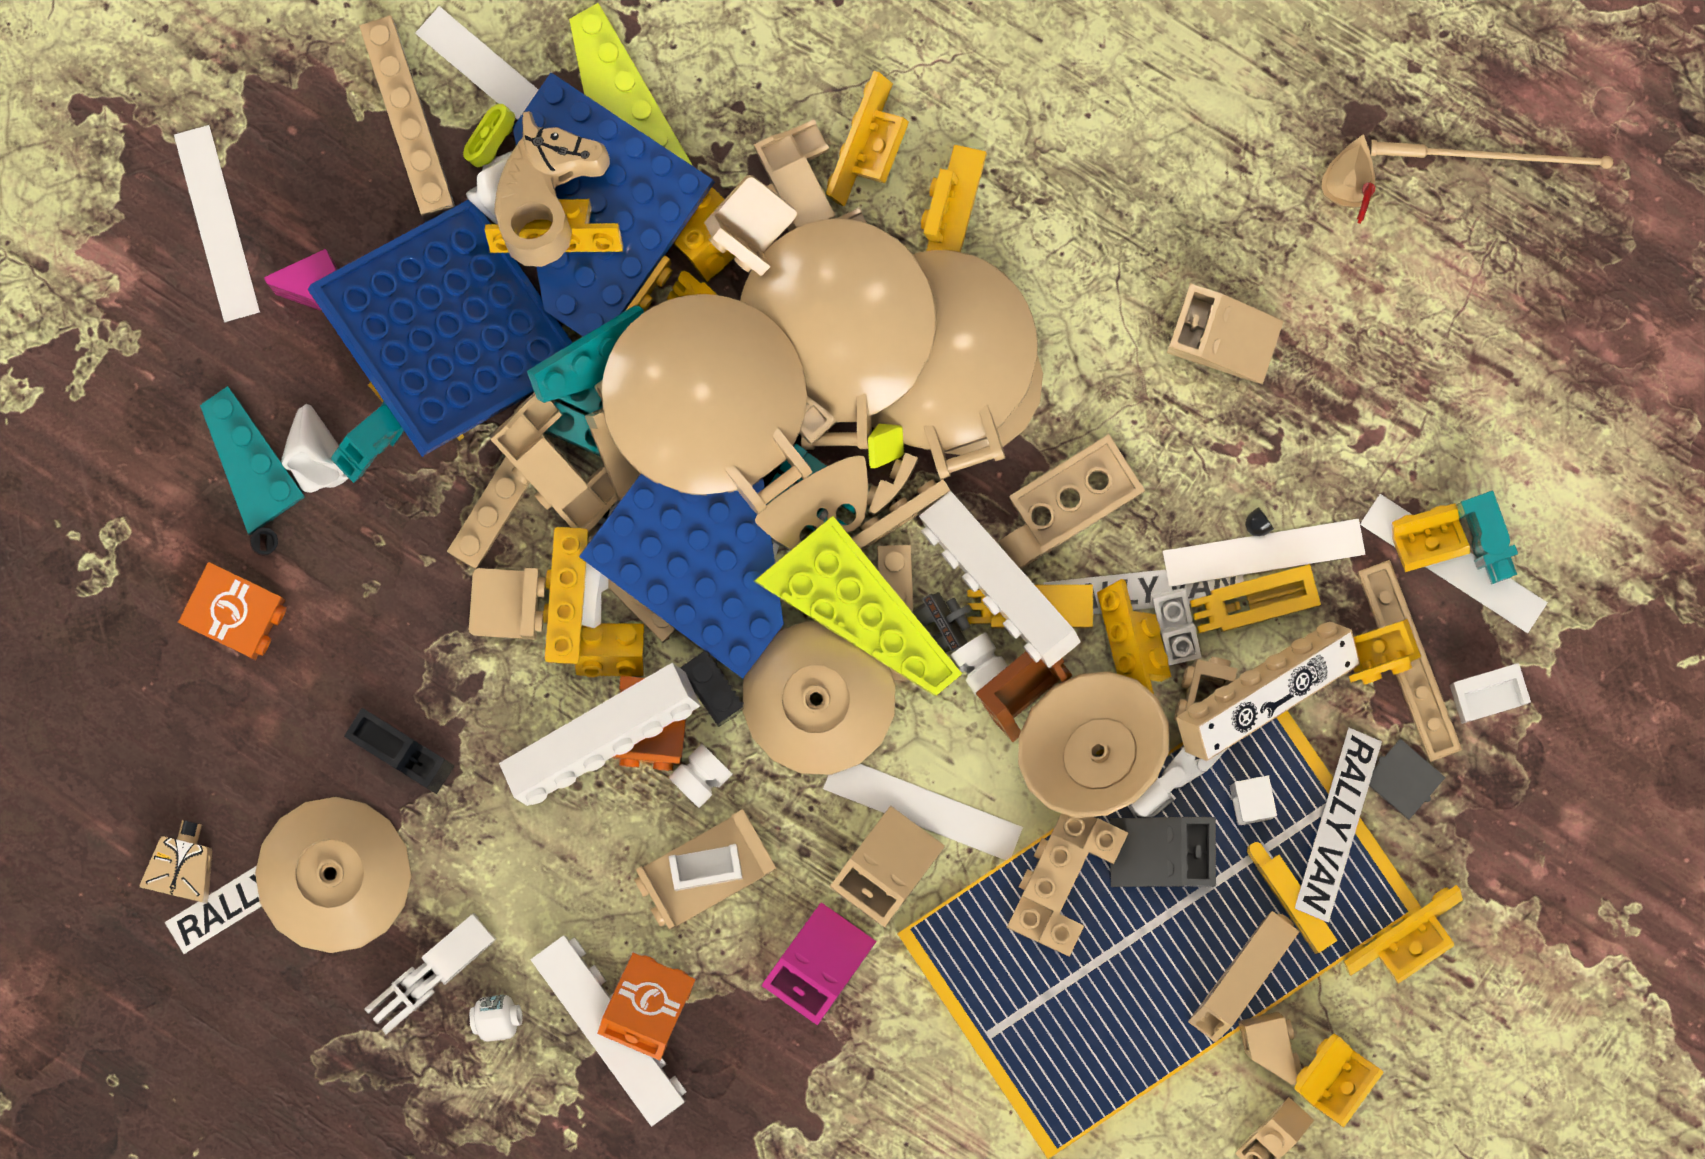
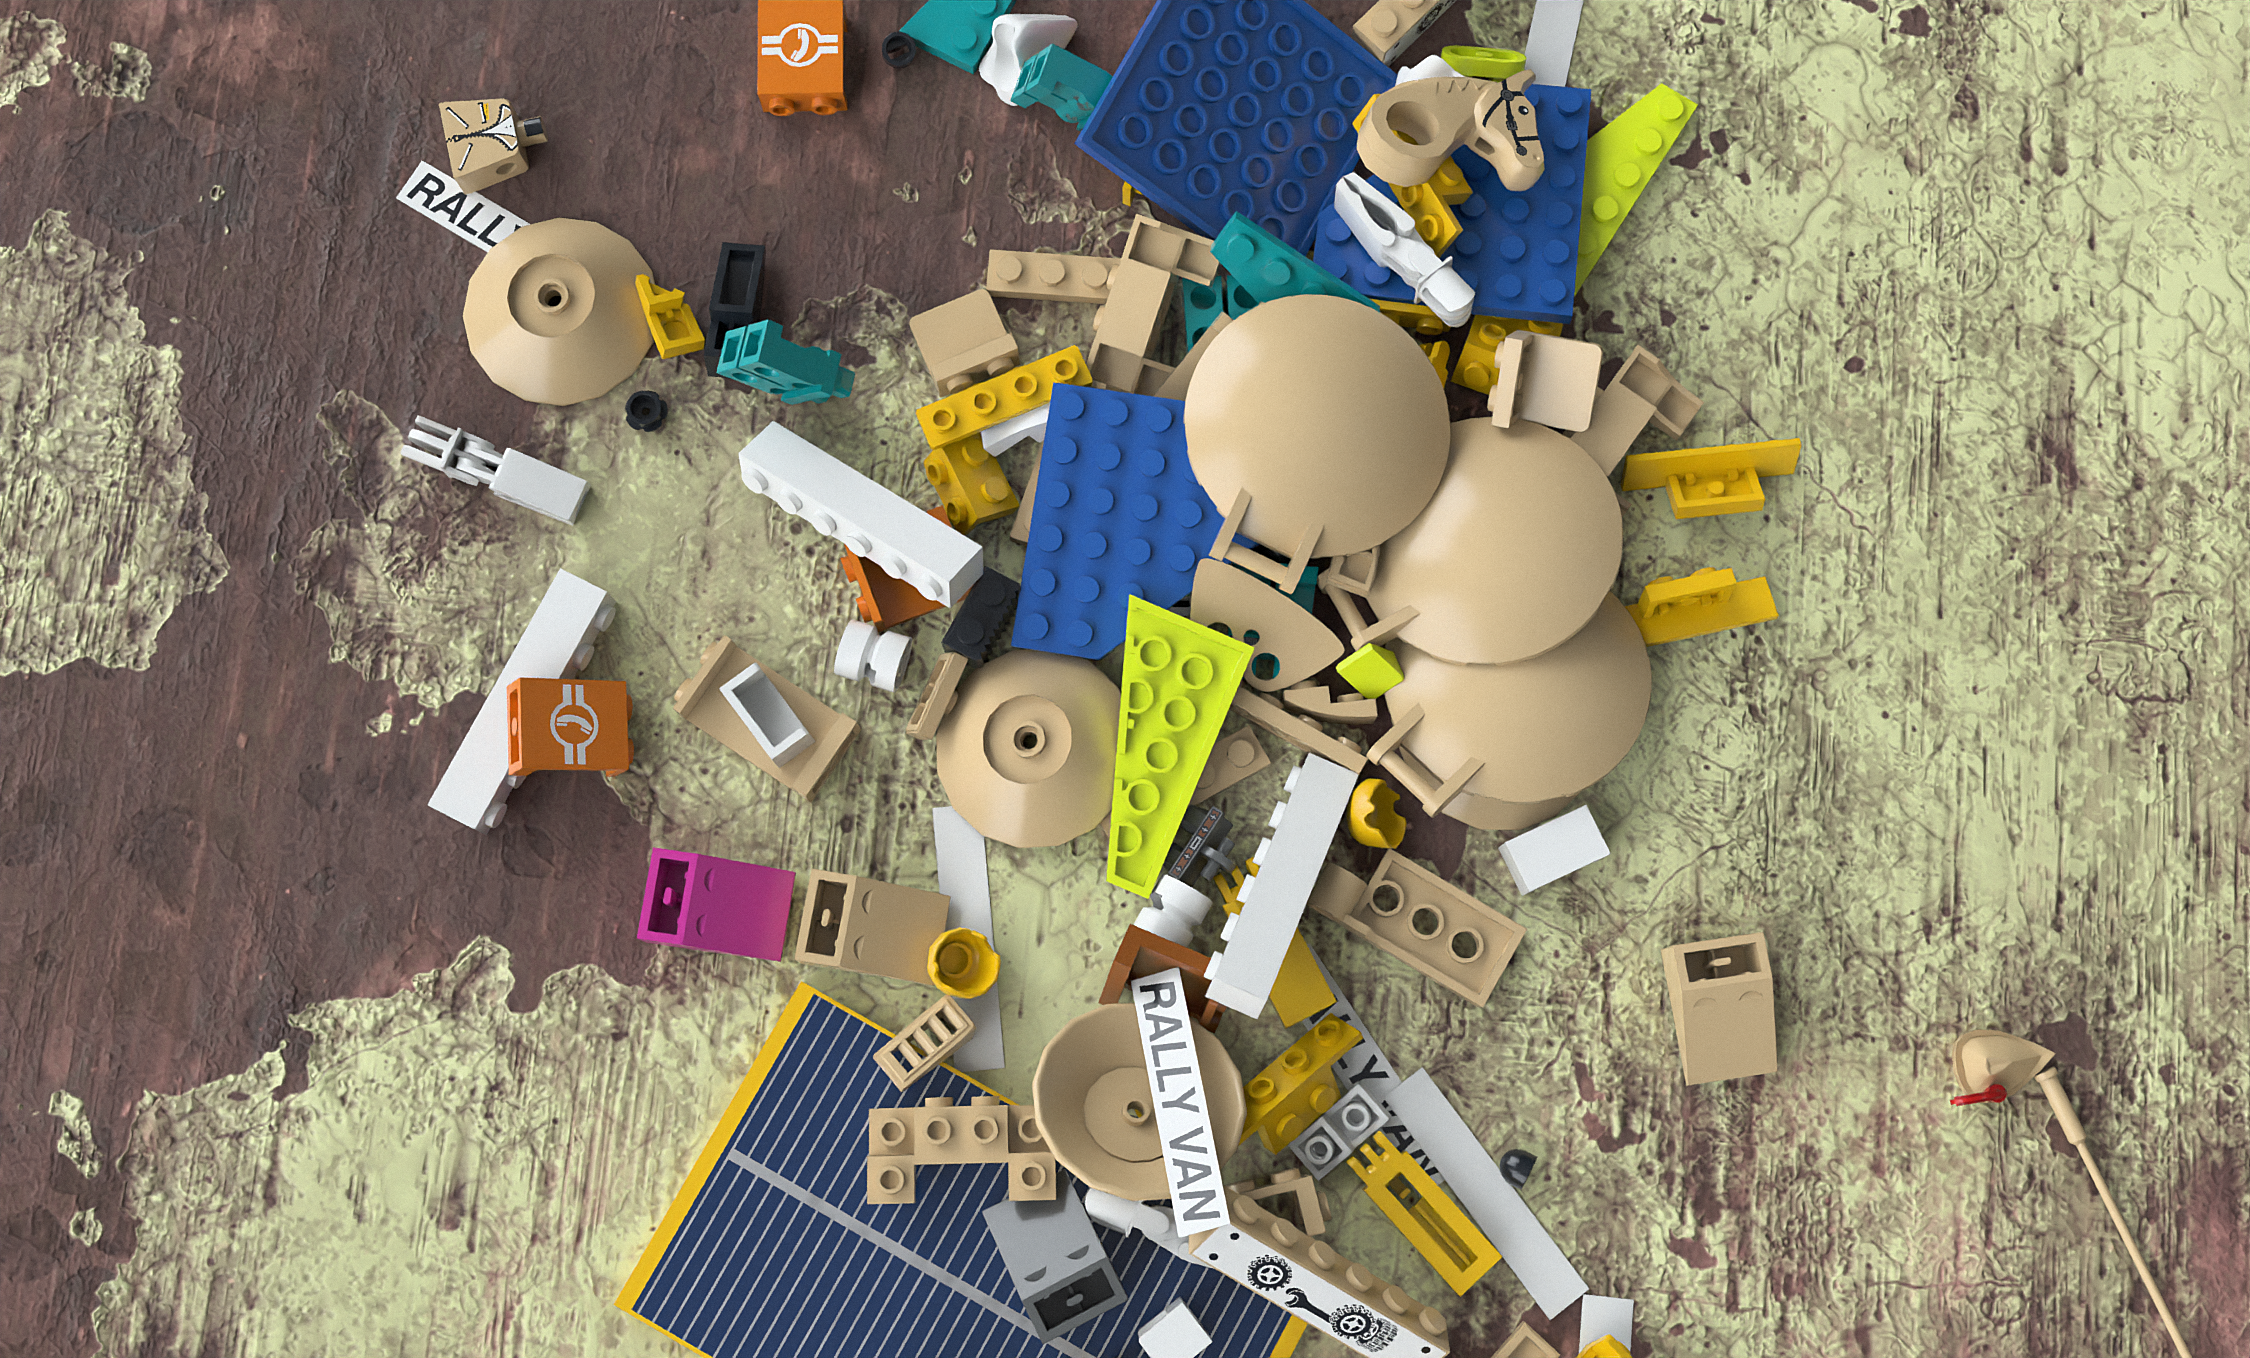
camera: 60 degrees right, 5 degrees down
(382, 801) = (669, 319): none -> yellow slope
(432, 844) = (641, 401): none -> black plate
(460, 743) = (777, 366): none -> teal hips
(495, 1018) = (477, 565): white head -> none
(611, 269) = (1394, 243): none -> white arm
(749, 746) = (937, 697): none -> tan plate
(942, 818) = (963, 963): none -> yellow hair
(975, 842) = (954, 1017): none -> tan slope
(981, 495) = (1372, 815): none -> yellow hair
(1066, 387) = (1554, 850): none -> white panel
(1107, 718) = (1180, 1103): none -> white sticker

